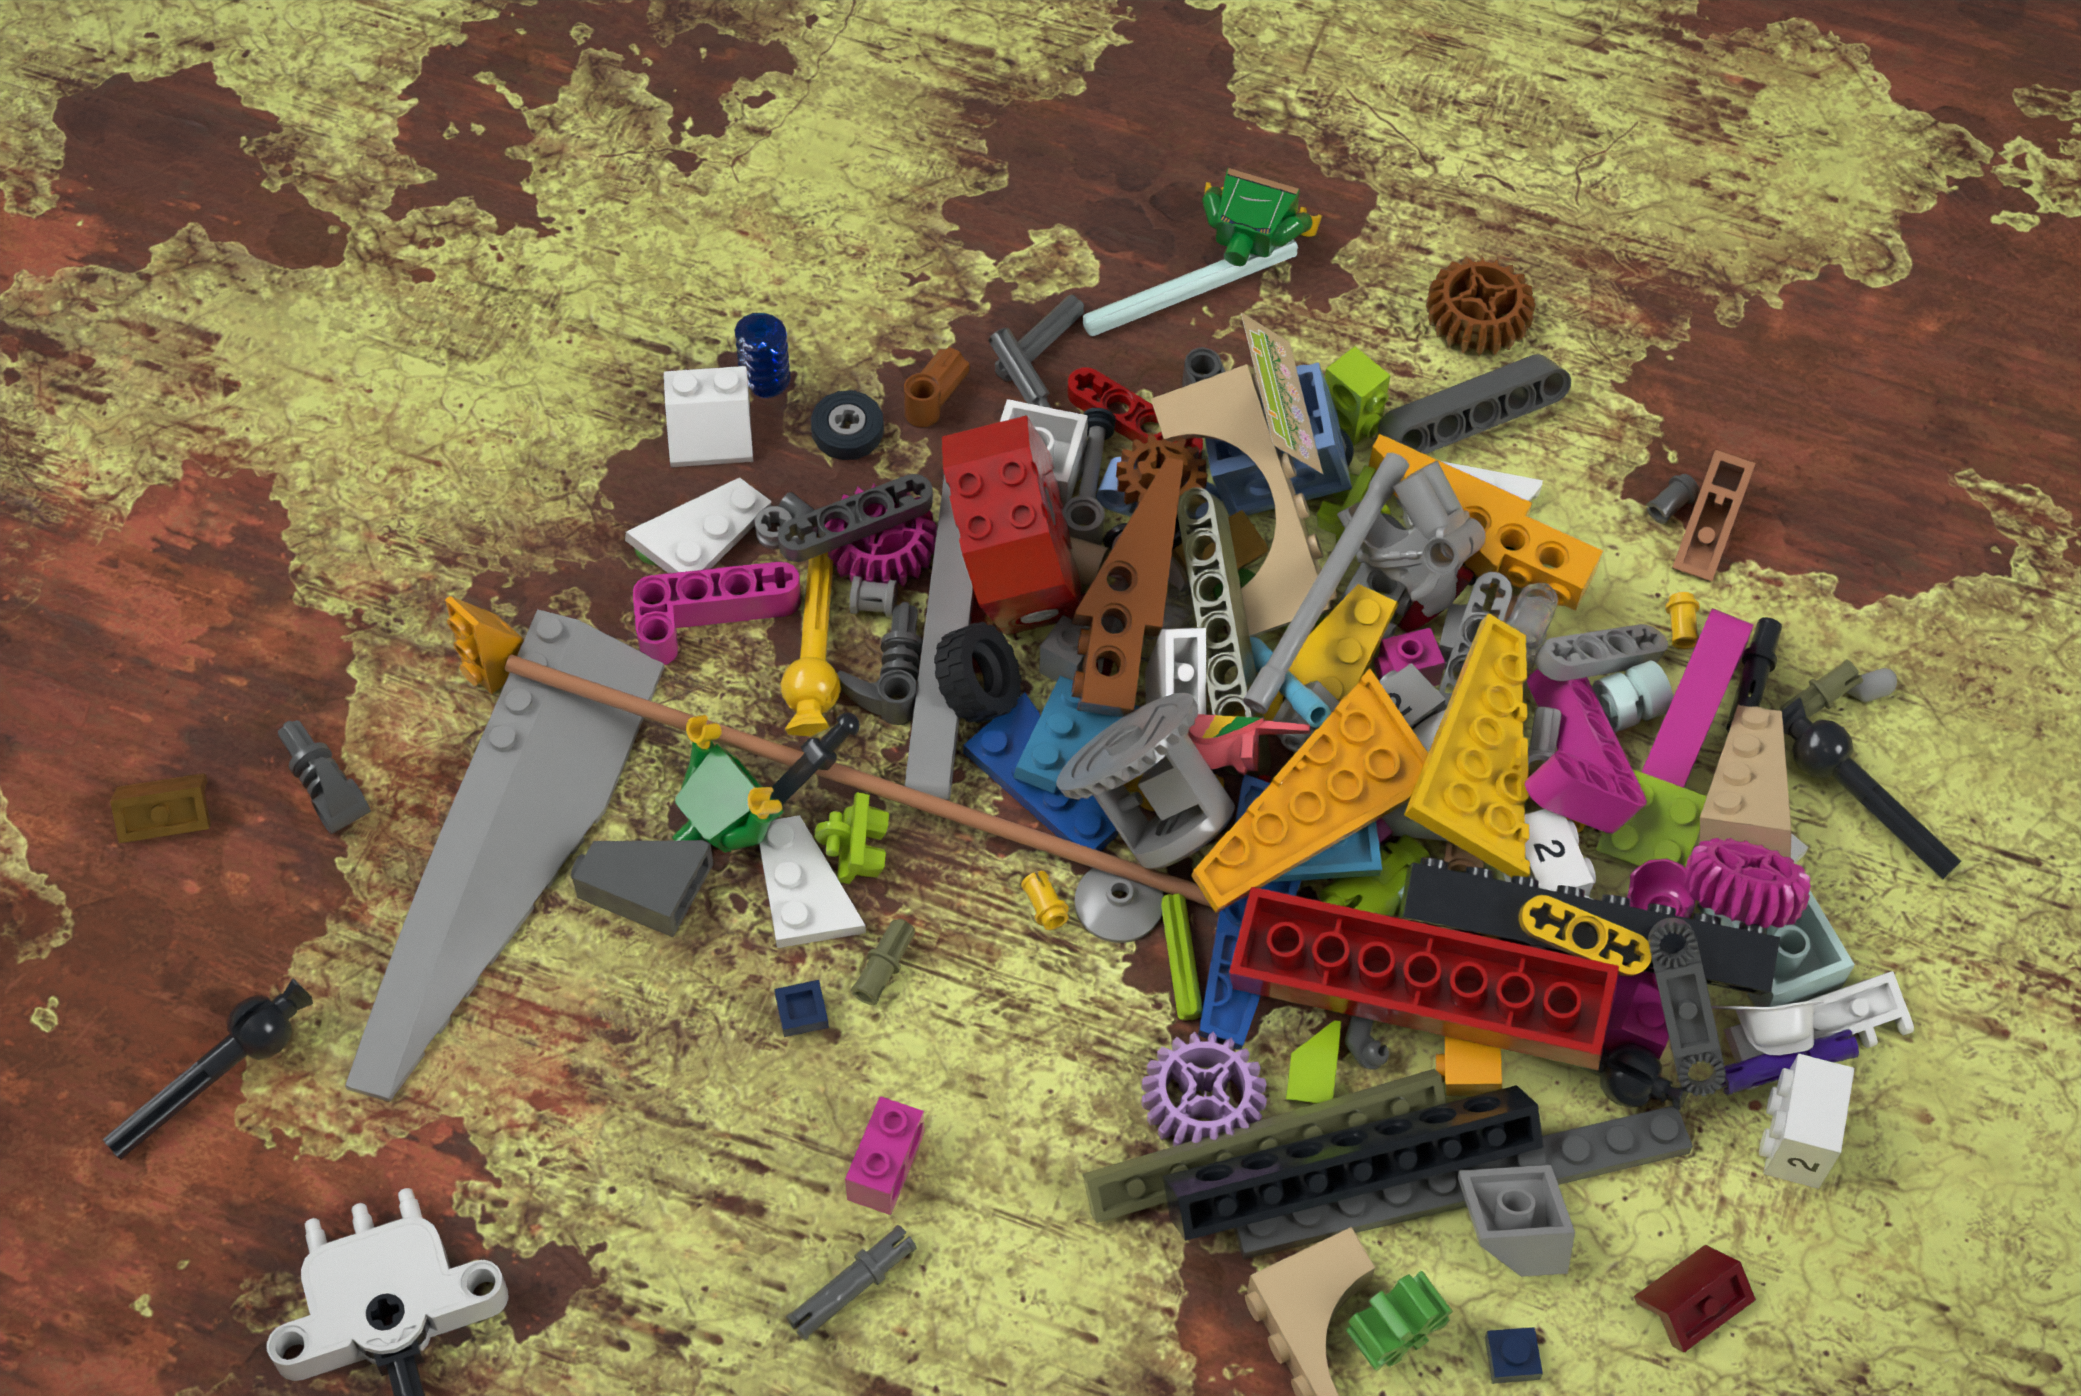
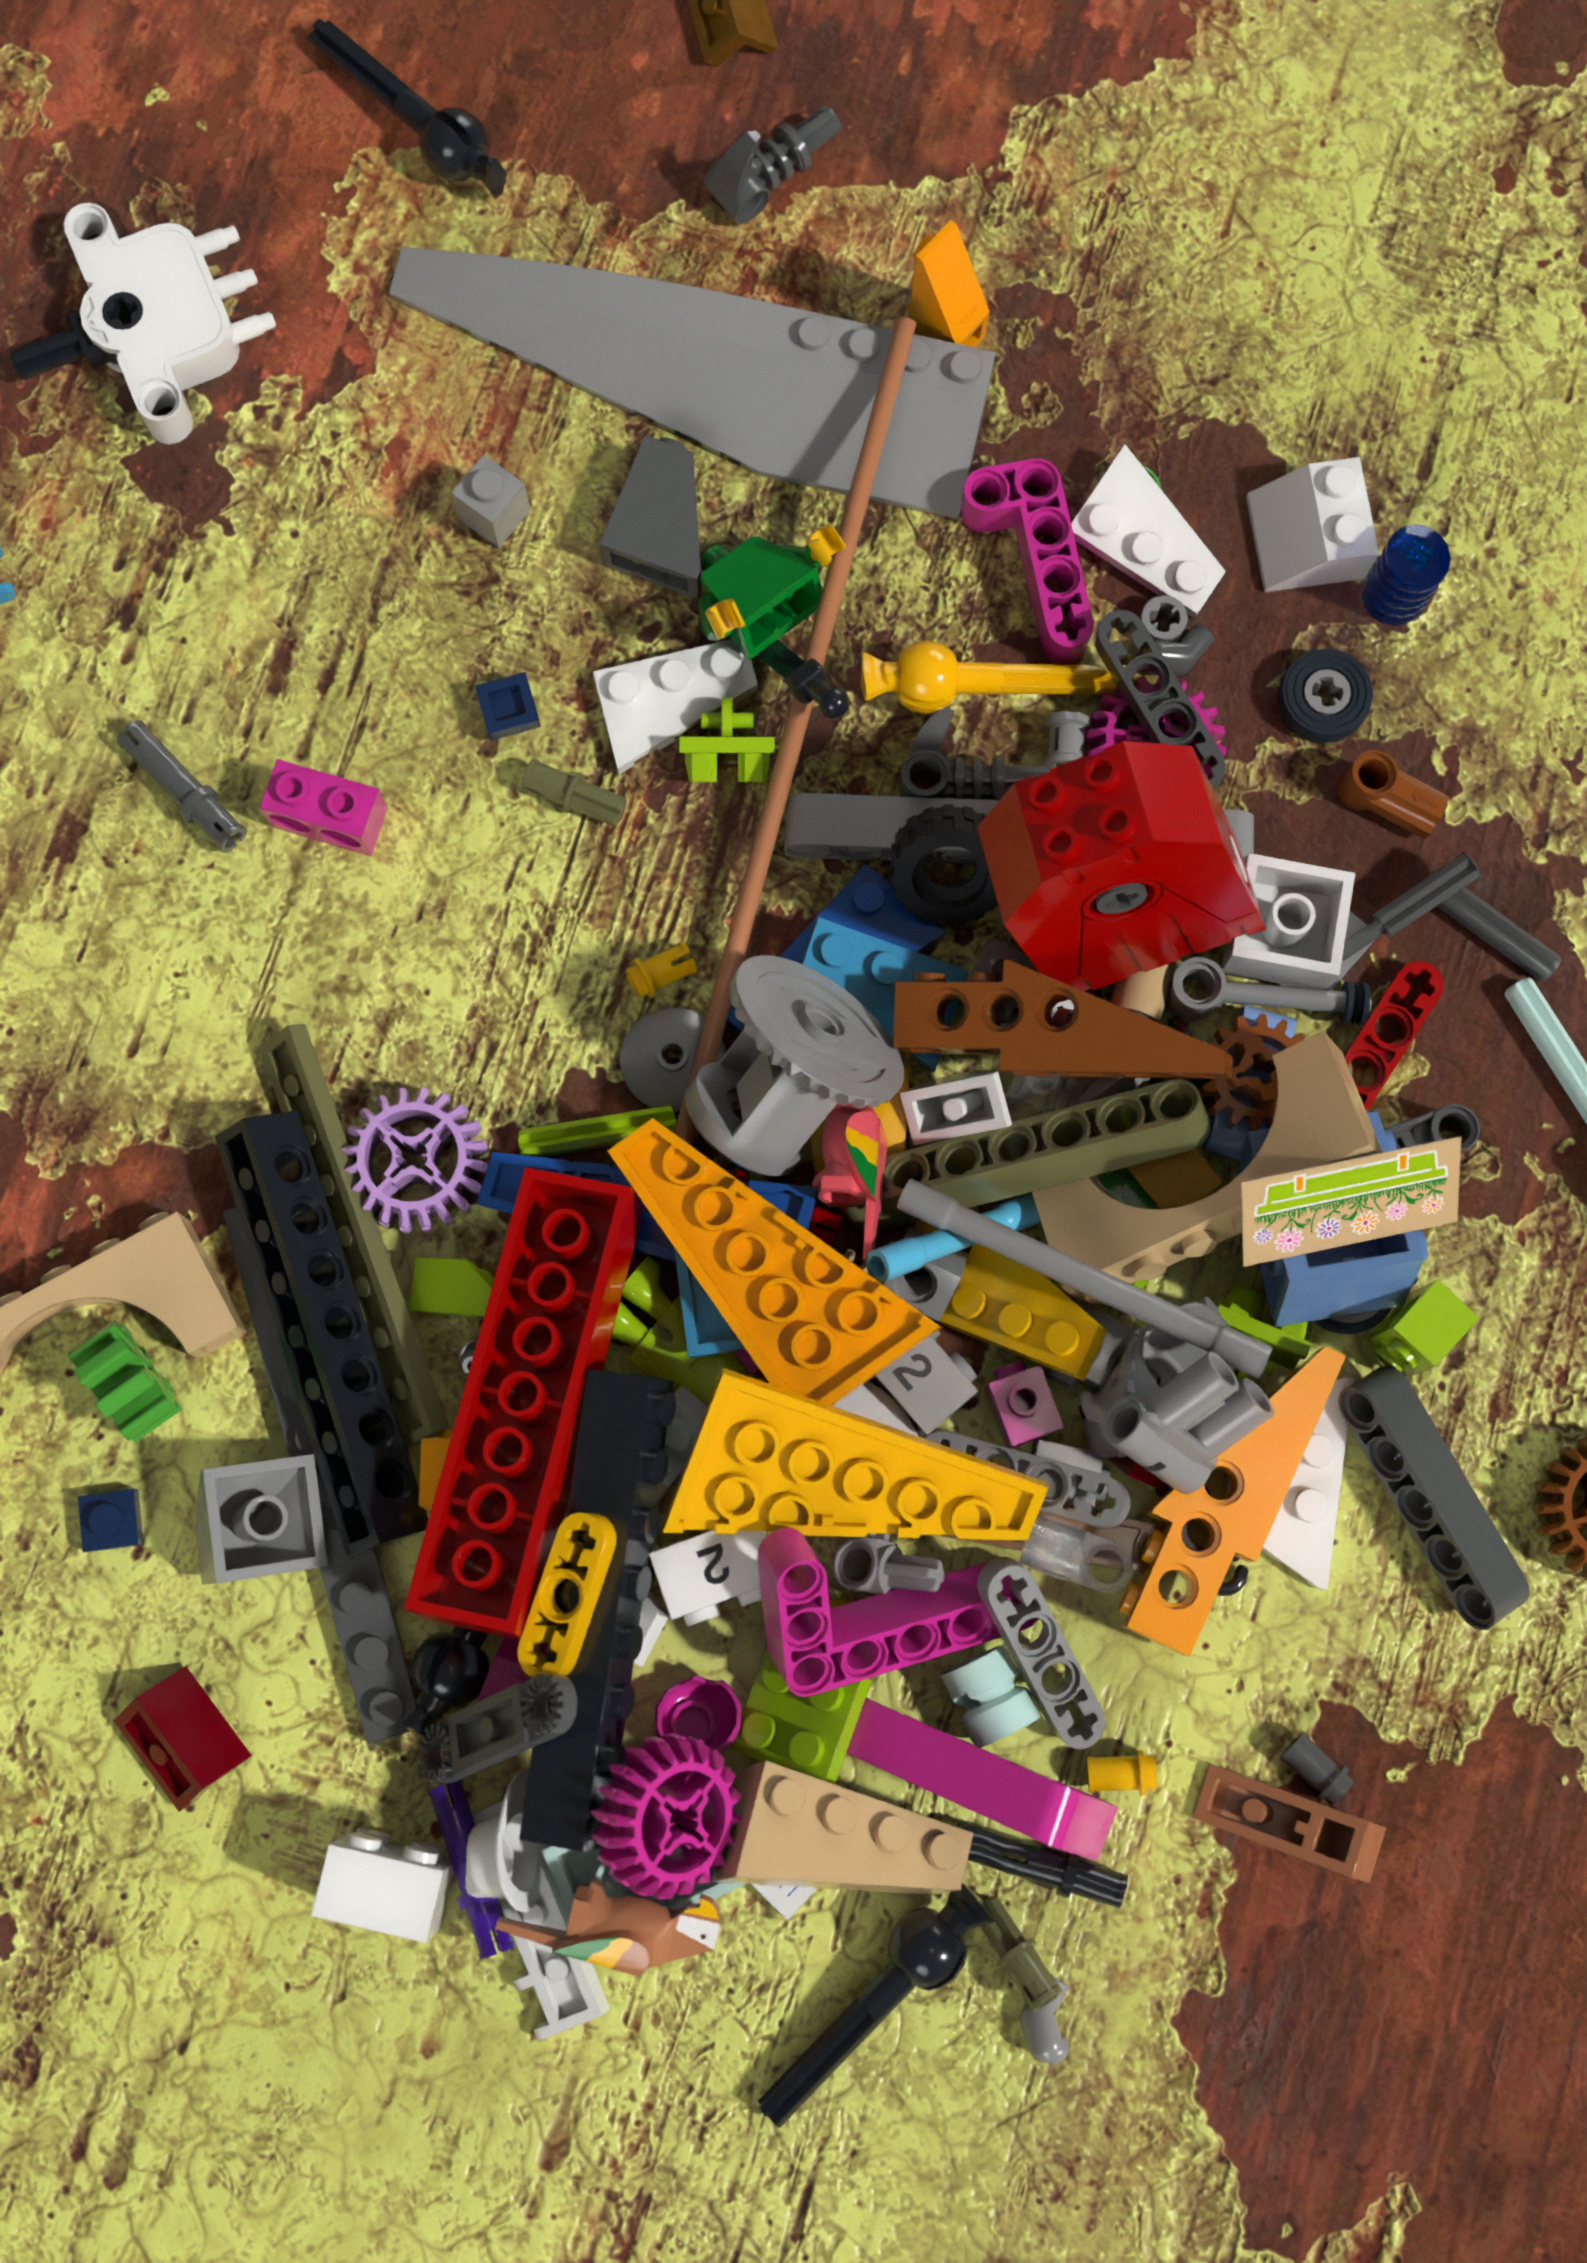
camera: 85 degrees right, 20 degrees up
(612, 1010) = (491, 501): none -> light grey brick
(1833, 924) = (626, 1931): none -> nougat animal

